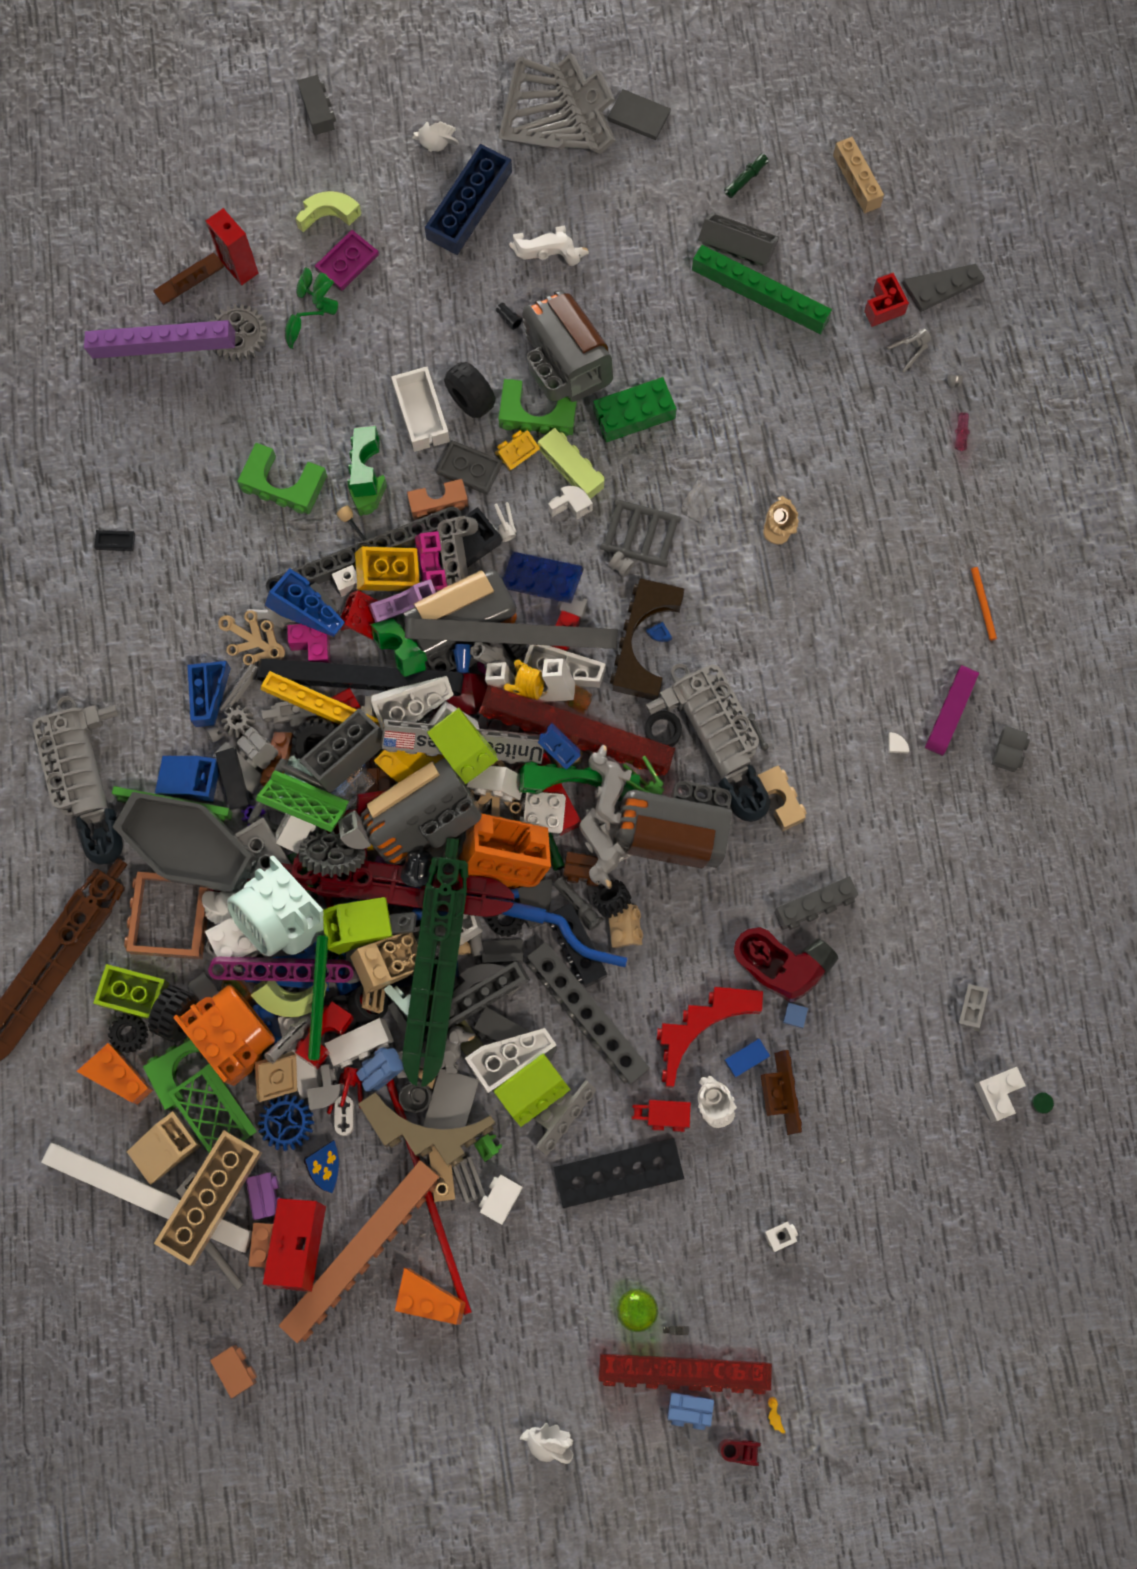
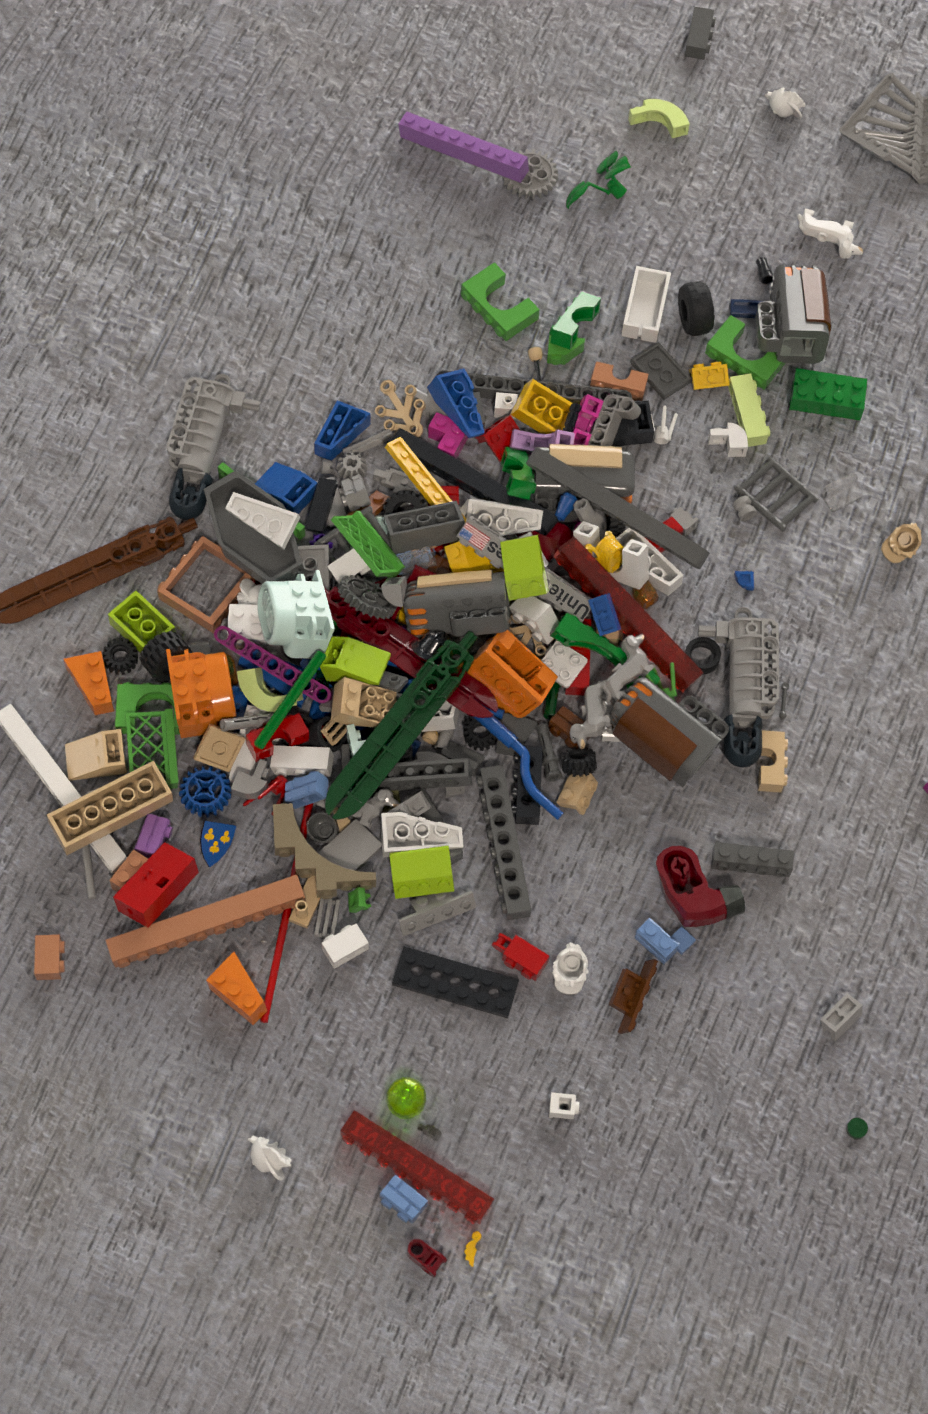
camera: 25 degrees right, 10 degrees down
(114, 540) = (335, 281): black tile -> none
(188, 278) = (514, 113): reddish brown bracket -> none
(193, 828) = (266, 519): none -> white wing
(232, 246) = (564, 104): red brick -> none
(338, 1116) = (259, 815): white beam -> none
(347, 260) = (654, 162): magenta plate -> none
(418, 565) = (572, 417): none -> black axle
(468, 199) = (784, 164): dark blue brick -> none
(487, 1033) = (413, 806): none -> light grey slope
(512, 362) = (743, 308): none -> dark blue tile
(542, 577) = (670, 483): clear blue plate -> none
(630, 675) = (751, 549): dark brown arch -> none
(725, 1004) = (623, 897): red arch -> none
(747, 1058) = (619, 951): blue tile -> none
(775, 1030) = (656, 941): none -> medium blue brick
(897, 744) = (900, 773): white tile -> none
(994, 1093) = (822, 1092): white brick -> none

